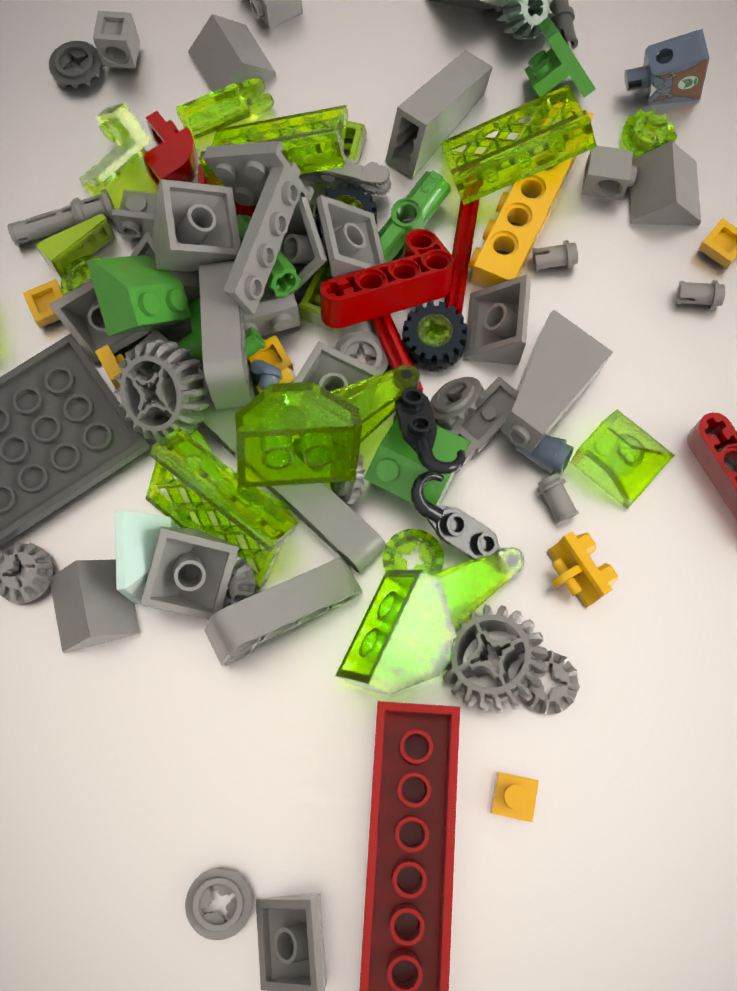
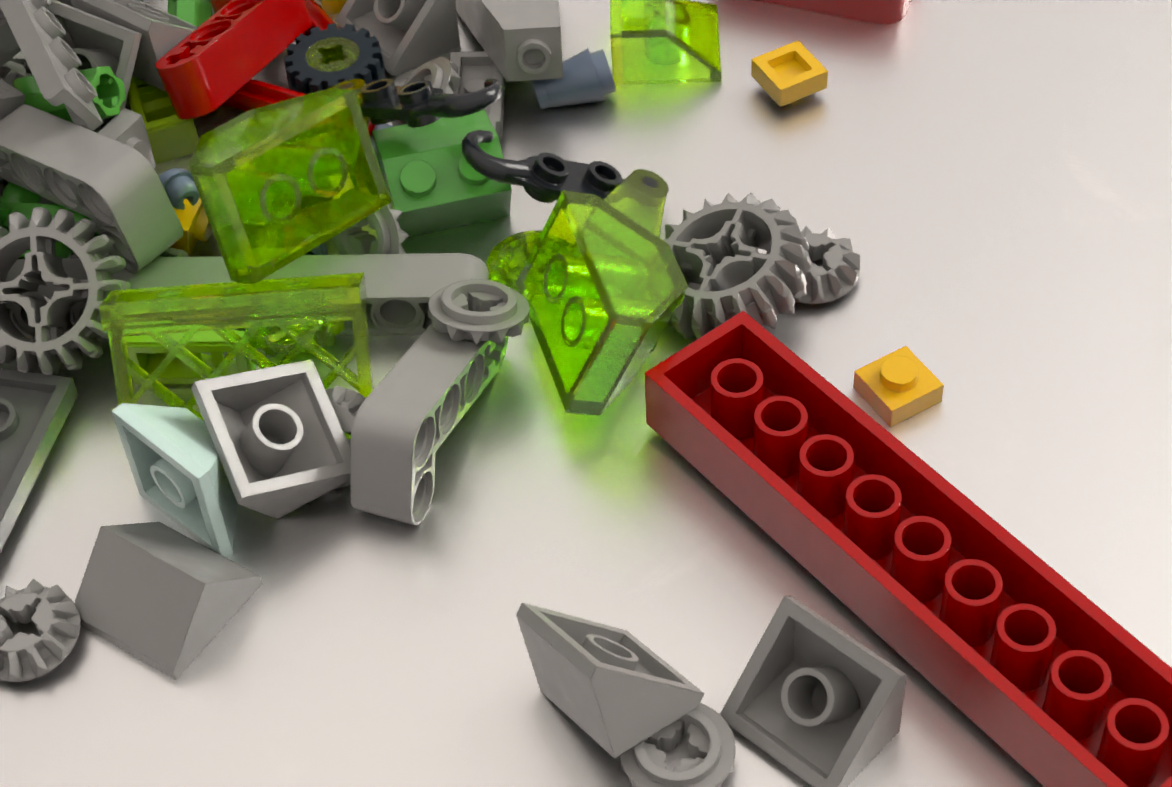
camera: 40 degrees left, 25 degrees down
(217, 846) = (604, 678): none -> light grey slope
(356, 575) = (478, 311): none -> light grey gear
(557, 498) = (635, 110): light grey pin -> none
(579, 571) = (731, 145): yellow hips -> none
(660, 544) = (789, 73): none -> yellow plate

